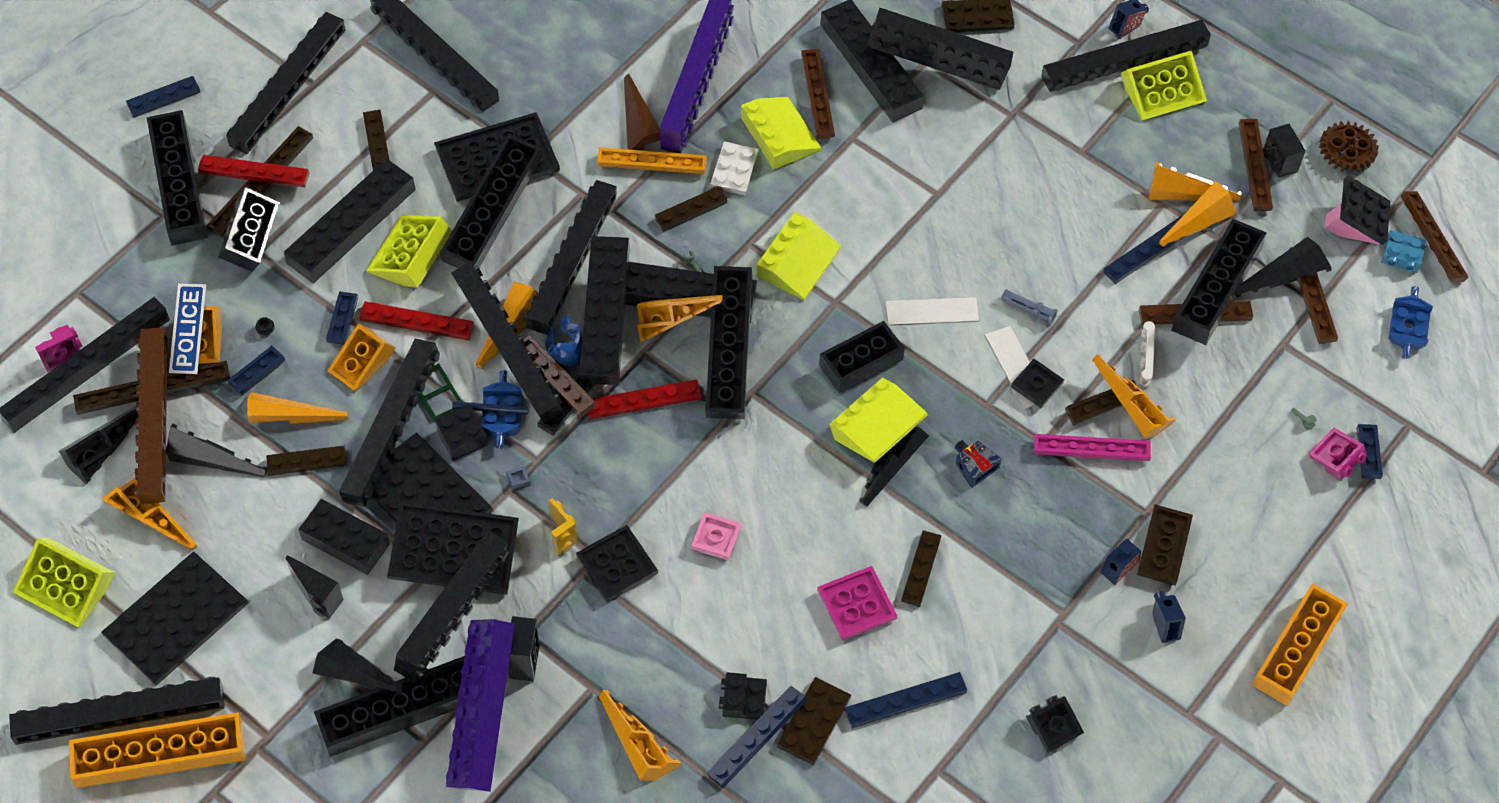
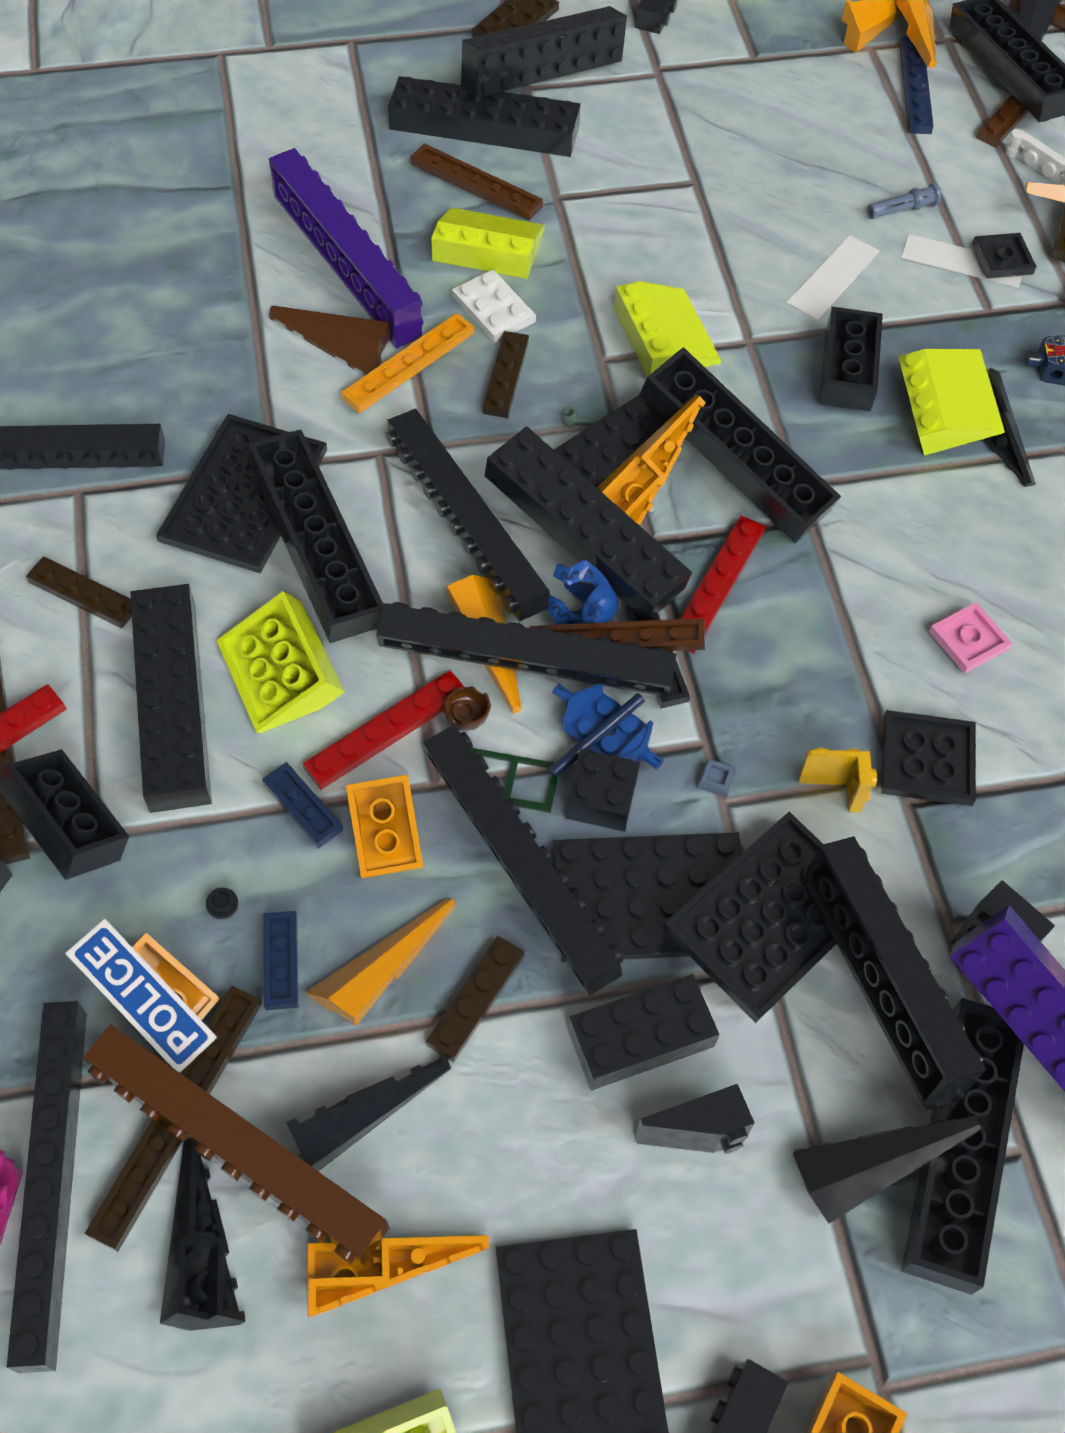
camera: 50 degrees left, 0 degrees up
(455, 343) = (467, 708): none -> reddish brown hair

